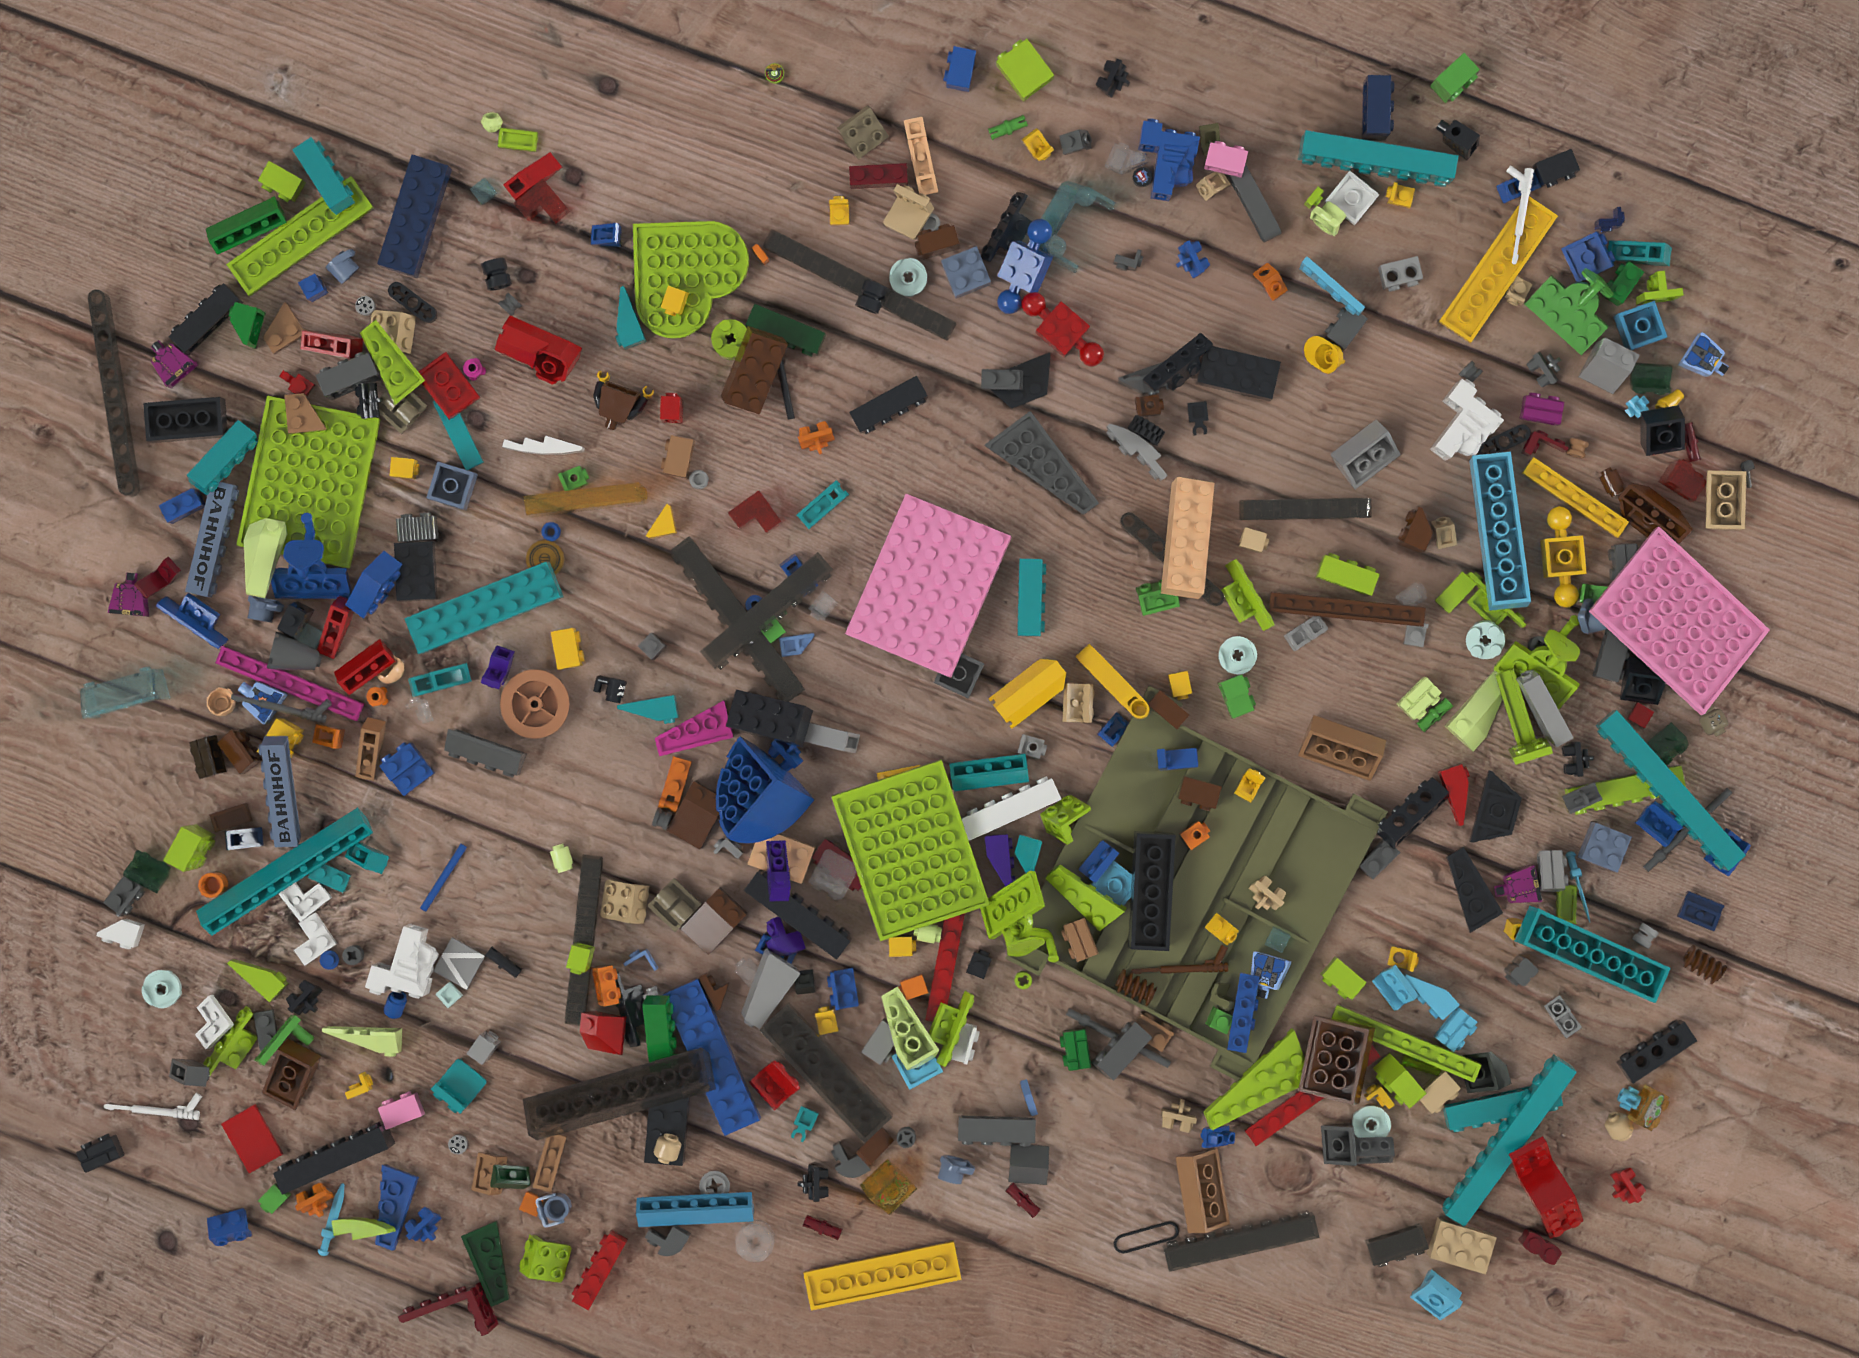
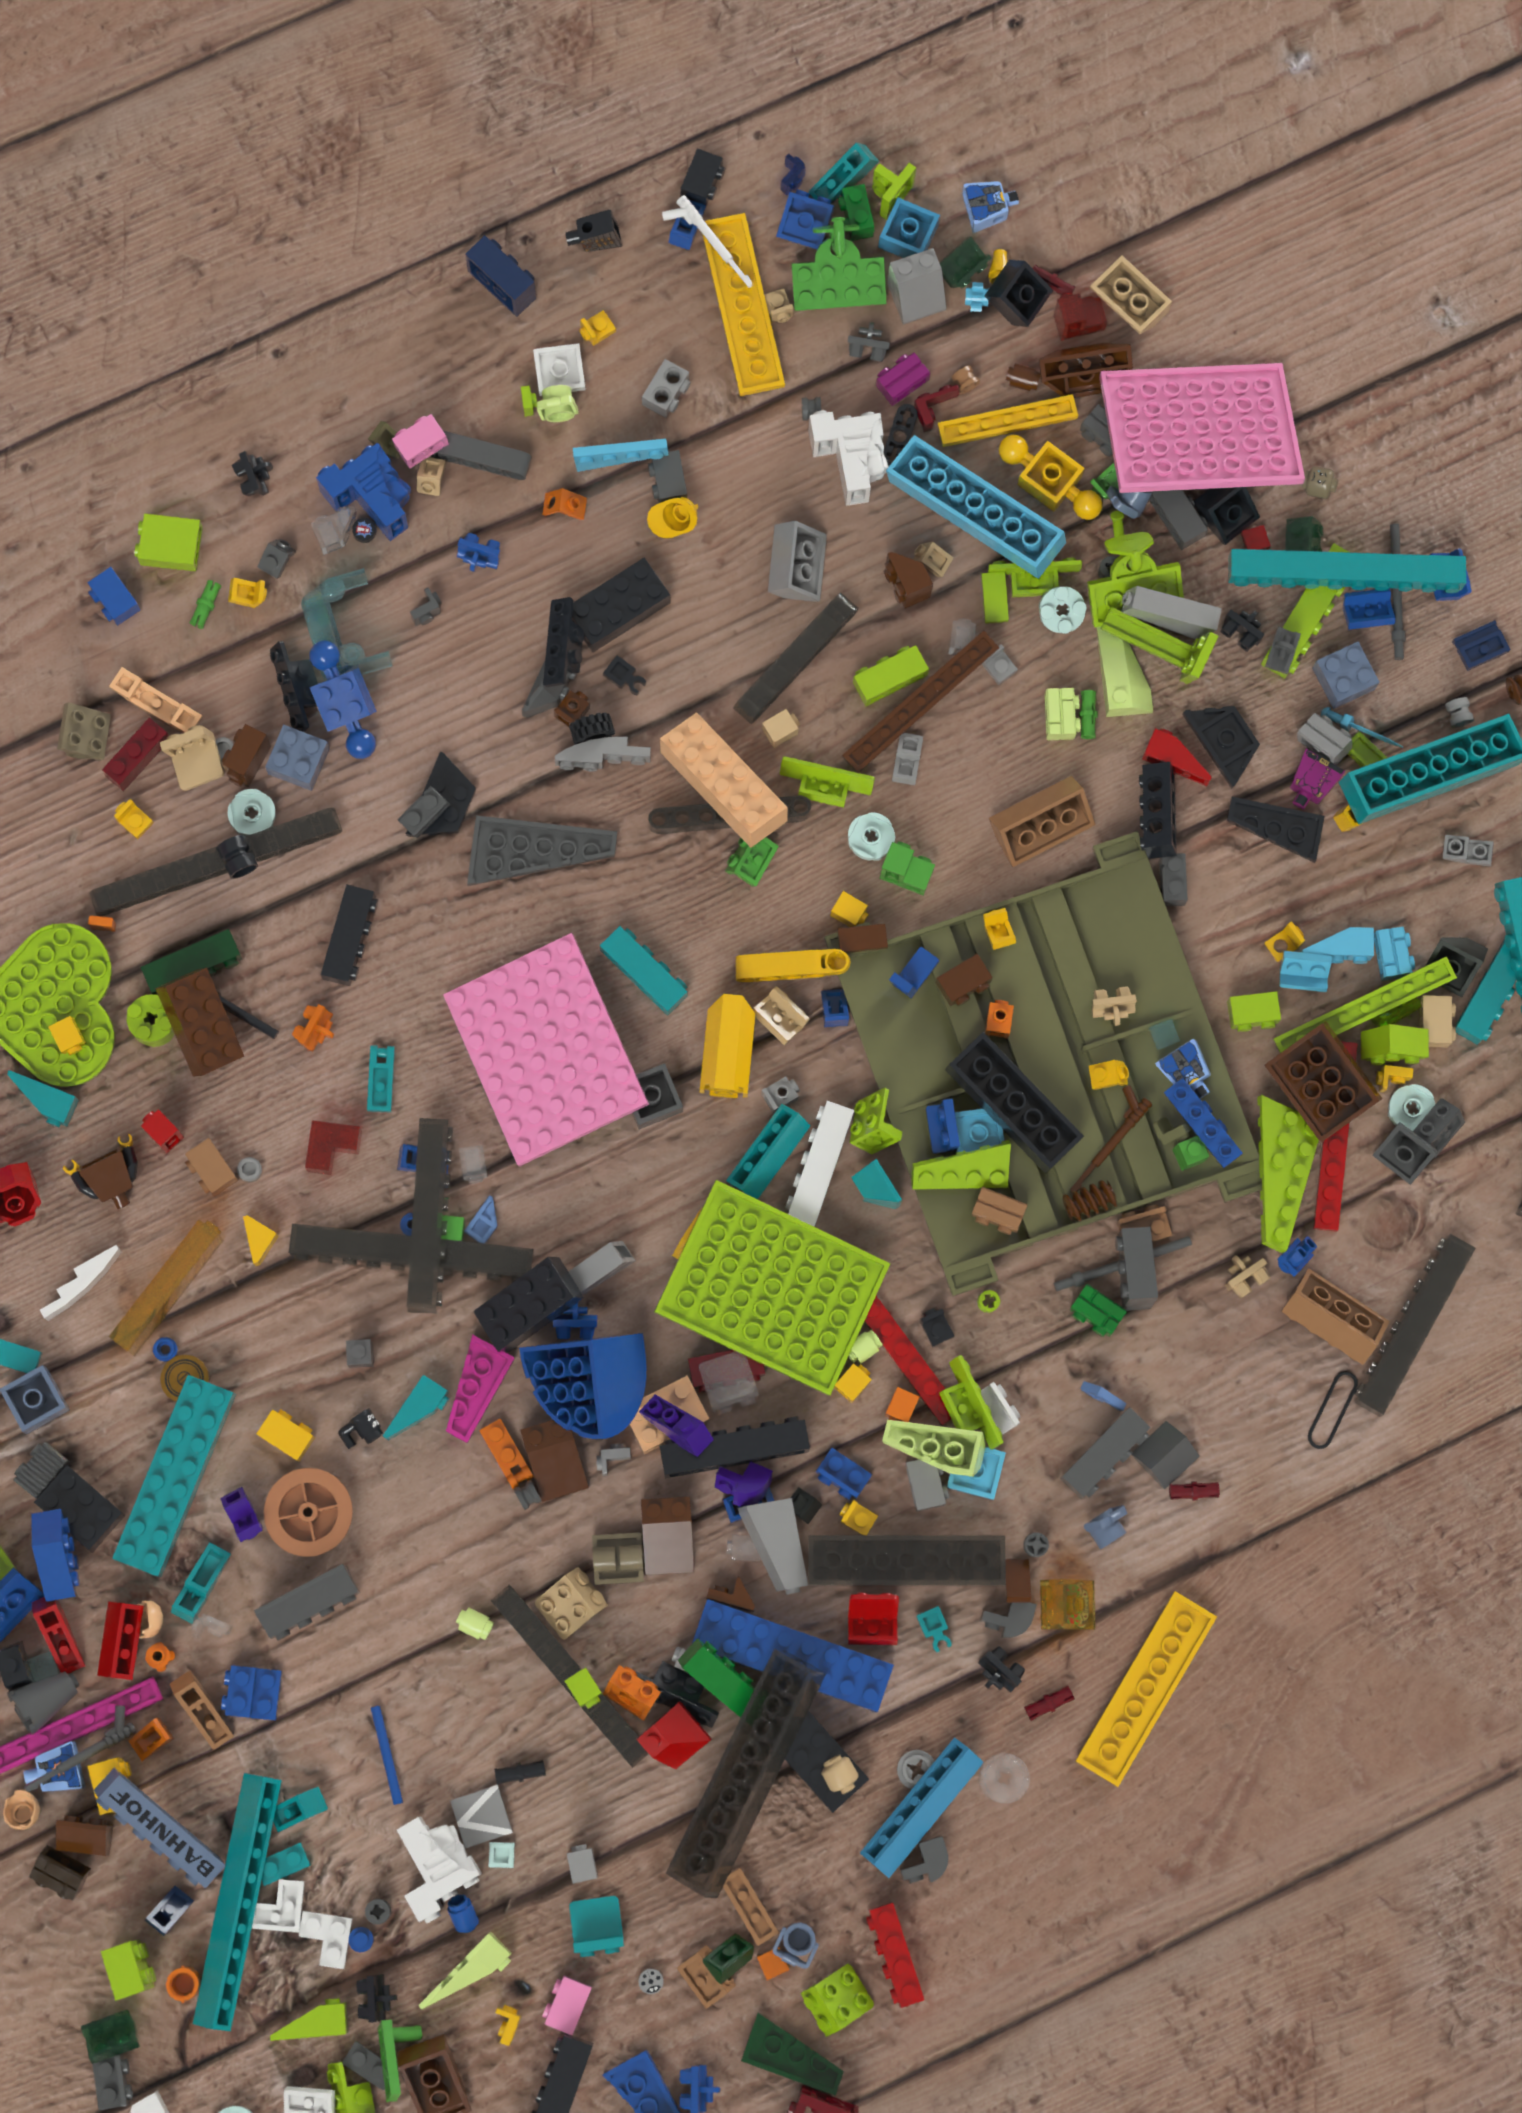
camera: 50 degrees left, 10 degrees down
(230, 817) = (137, 1907): reddish brown tile -> none
(568, 484) = (135, 1290): bright green brick -> none
(637, 954) = (631, 1637): medium blue bracket -> none
(998, 854) = (853, 1216): dark purple slope -> none
(1012, 913) = (921, 1249): lime plate -> none
(1062, 329) = (430, 720): red brick -> none
(1377, 158) = (545, 315): teal brick -> none
(1457, 75) = (541, 188): bright green brick -> none
(1520, 971) = (1391, 846): dark grey brick -> none
(1747, 466) = (1120, 251): dark grey hand -> none

